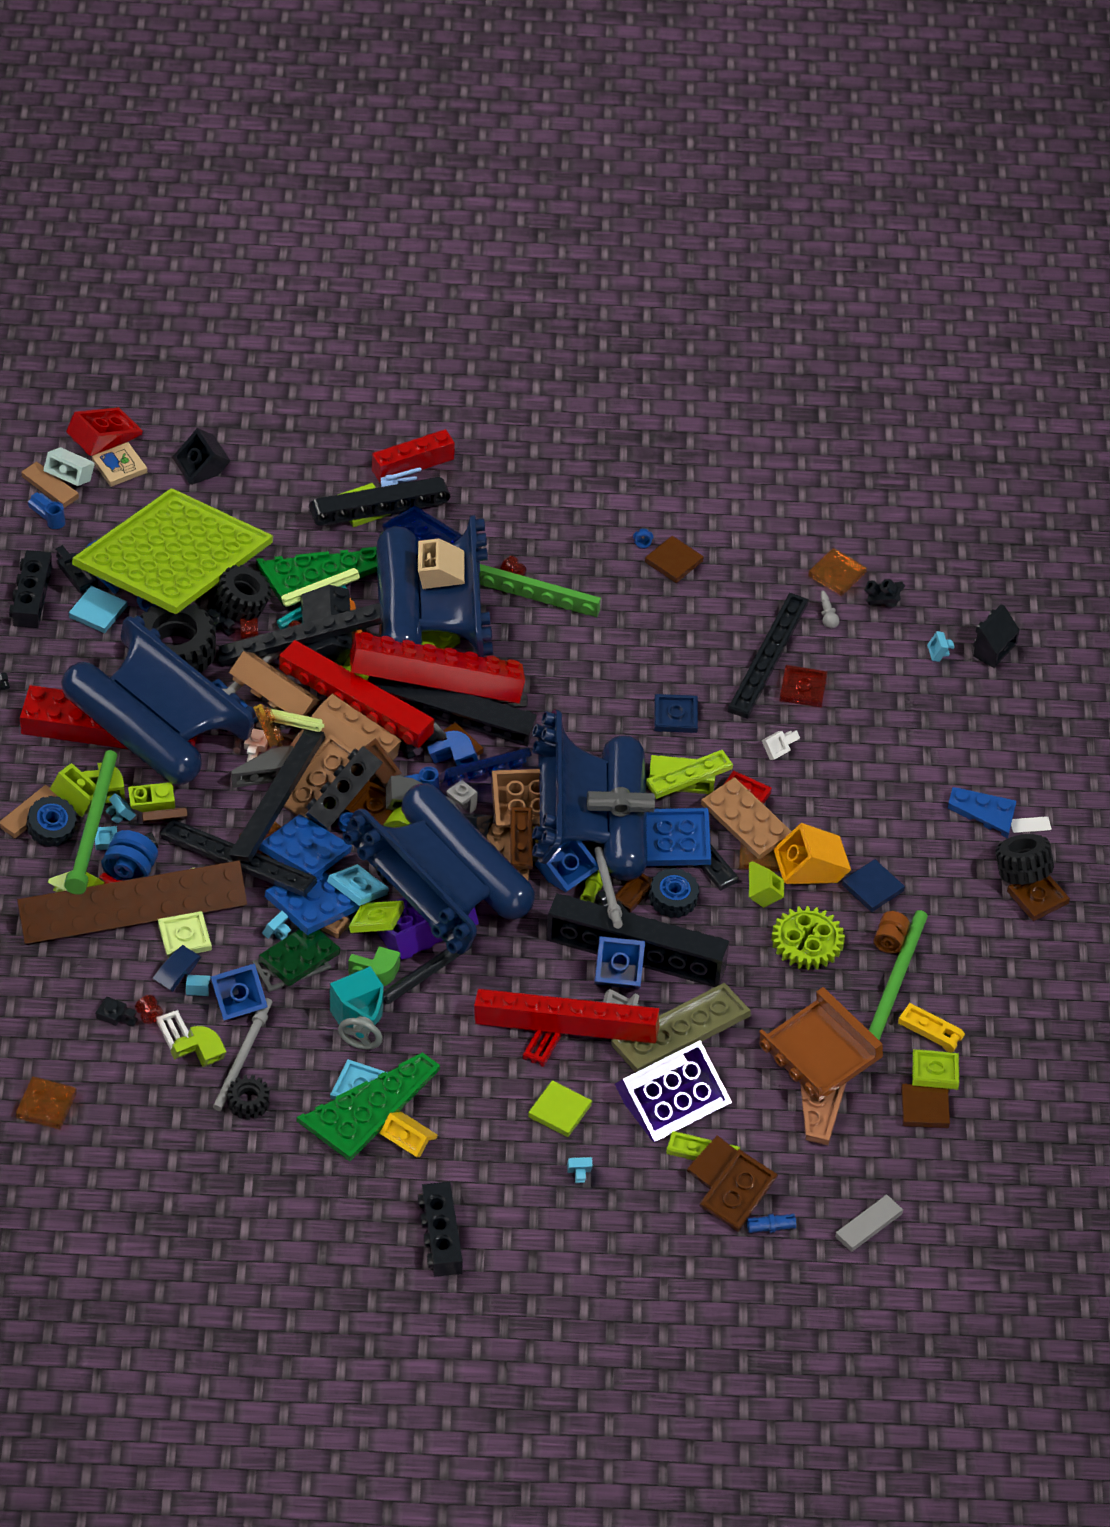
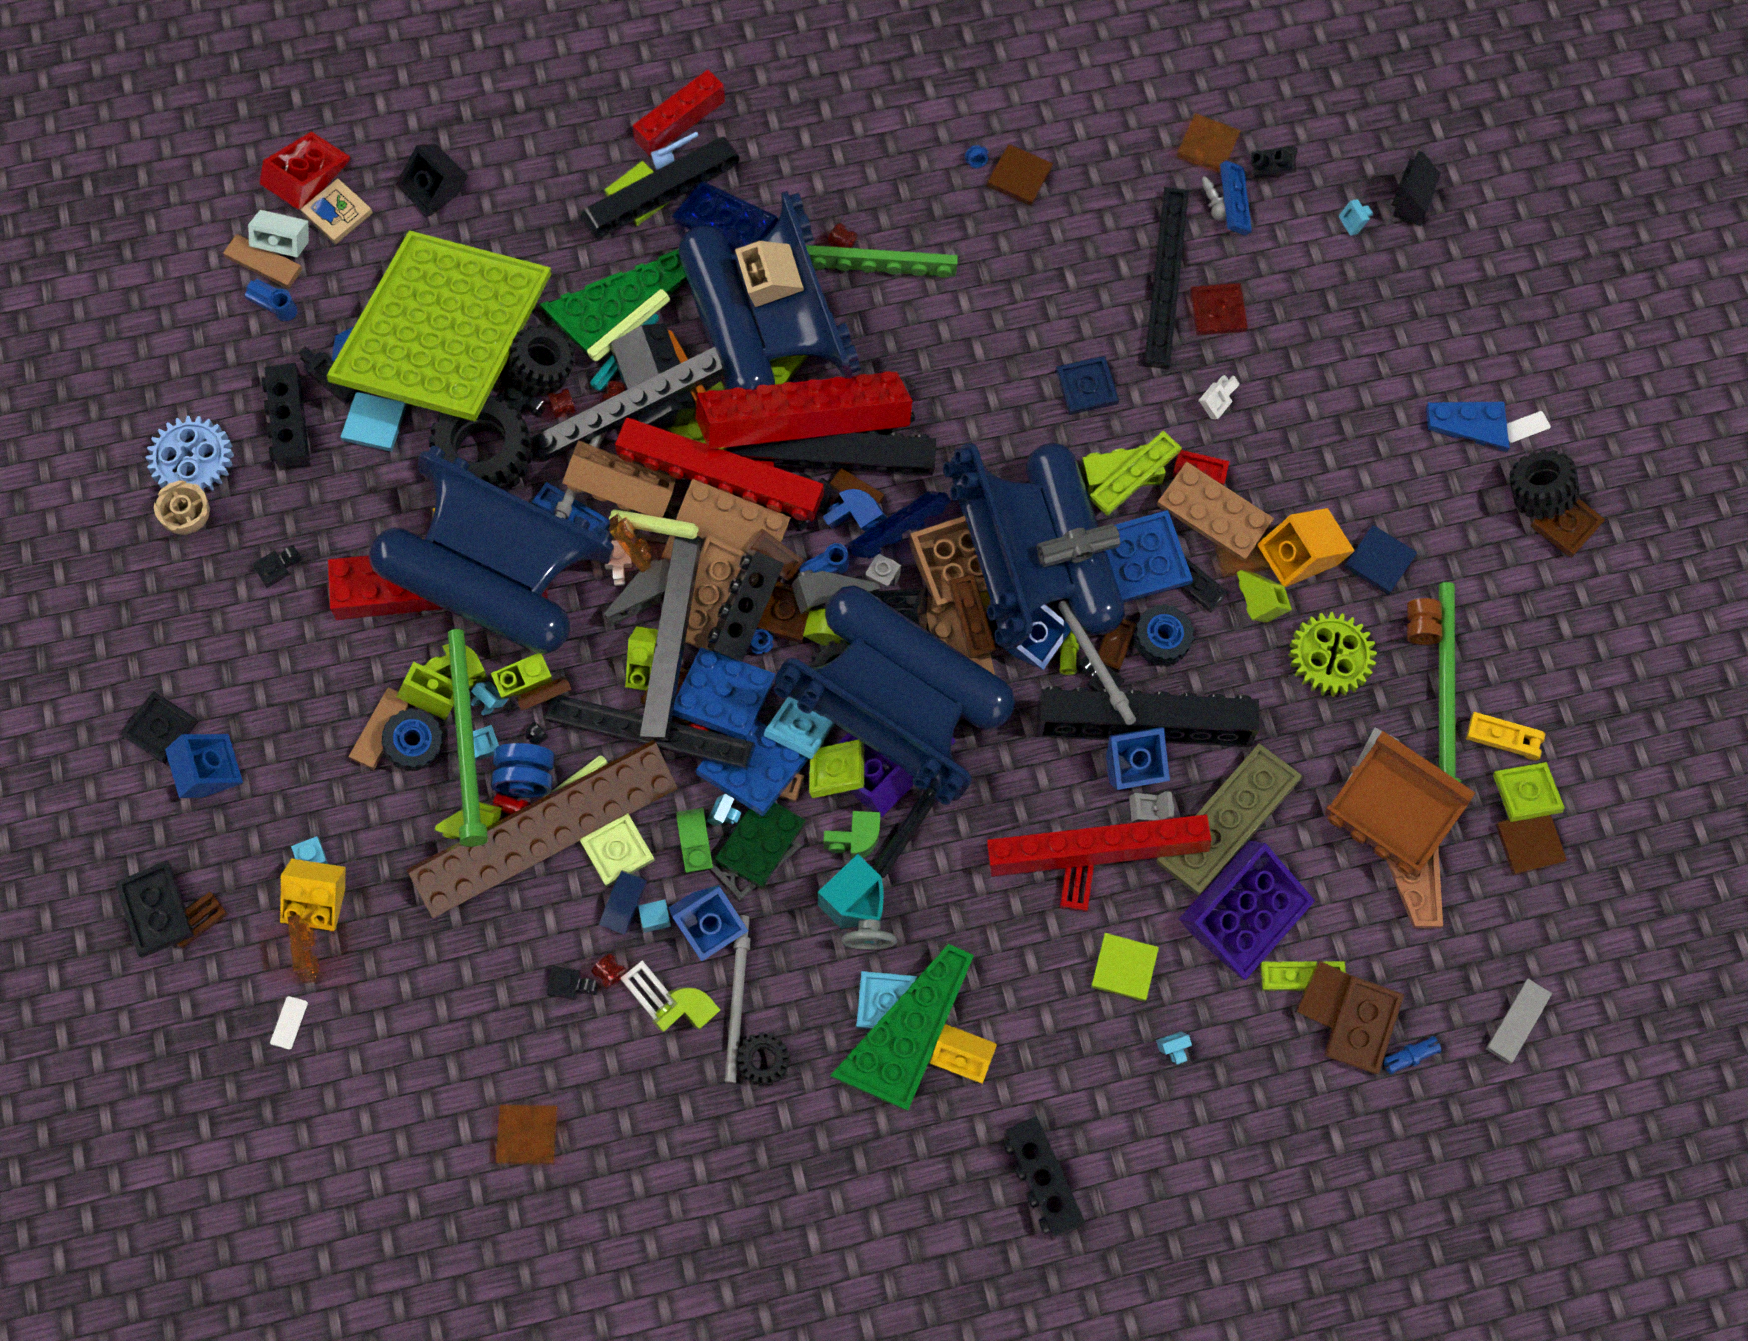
camera: 15 degrees left, 20 degrees up
(247, 805) = (640, 657): none -> lime slope
(247, 938) = (694, 840): none -> bright green brick
(845, 612) = (1235, 198): none -> blue tile

